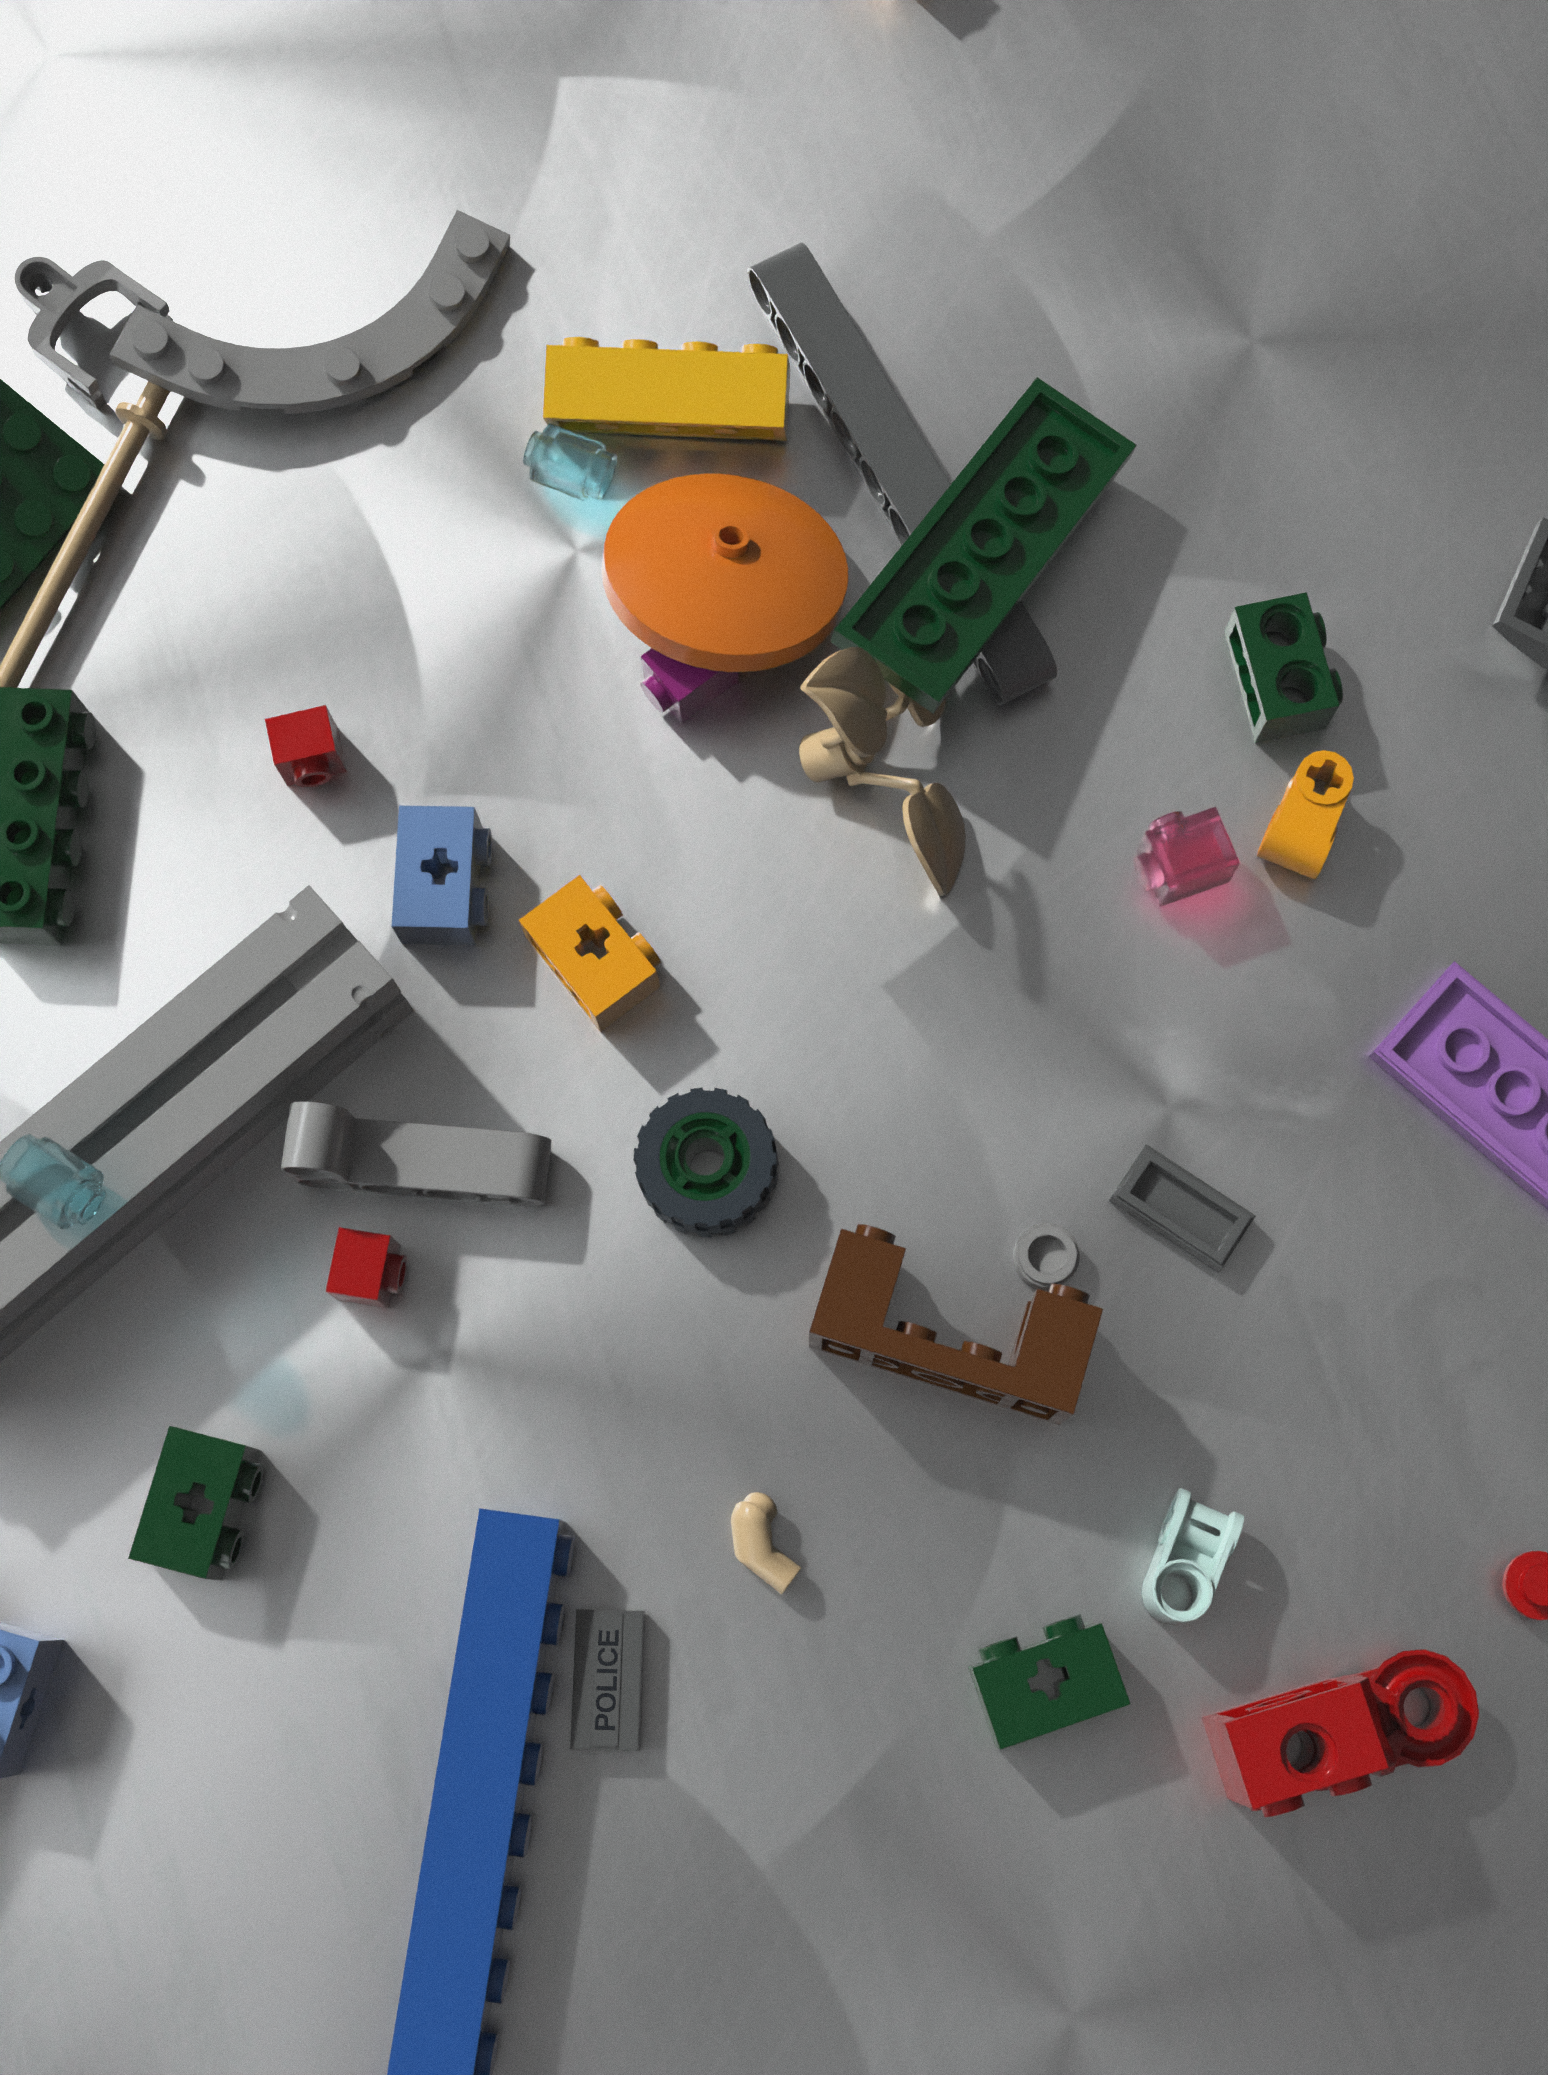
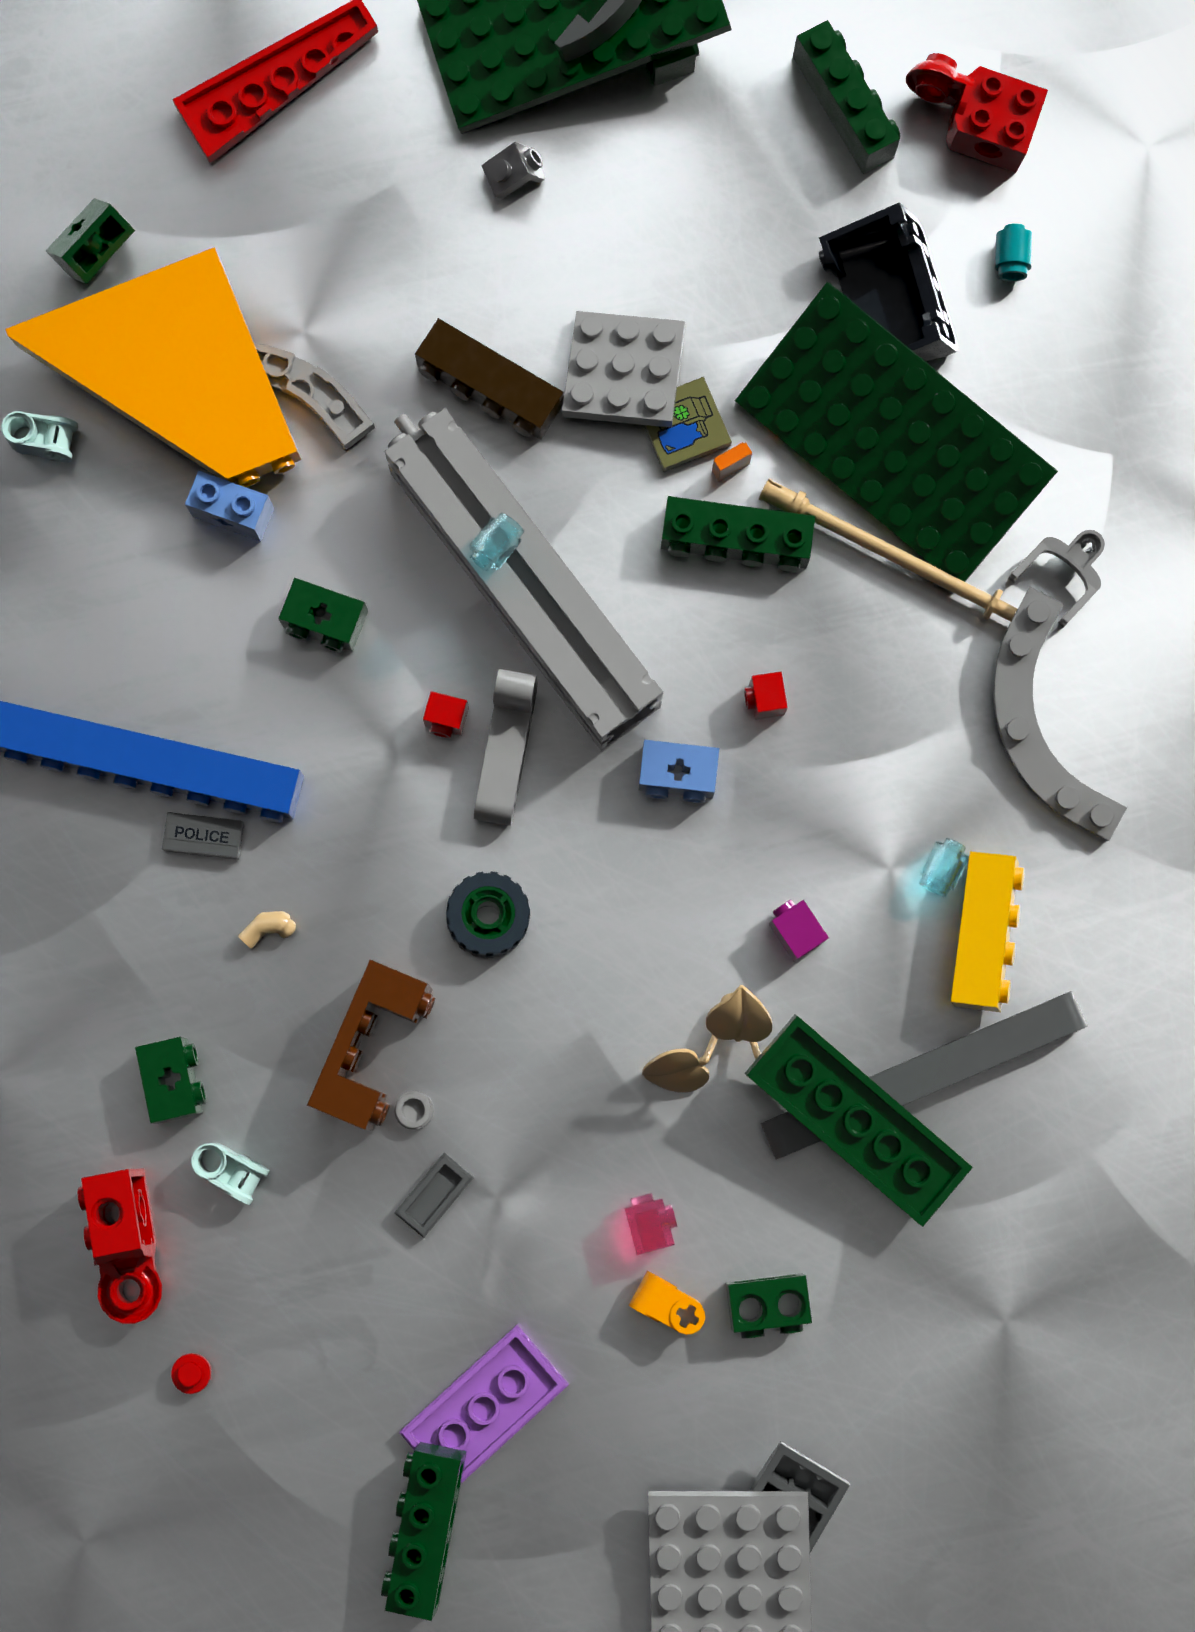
camera: 90 degrees right, 5 degrees up
(604, 986) = (631, 838): light orange brick -> none
(724, 572) = (829, 950): orange dish -> none

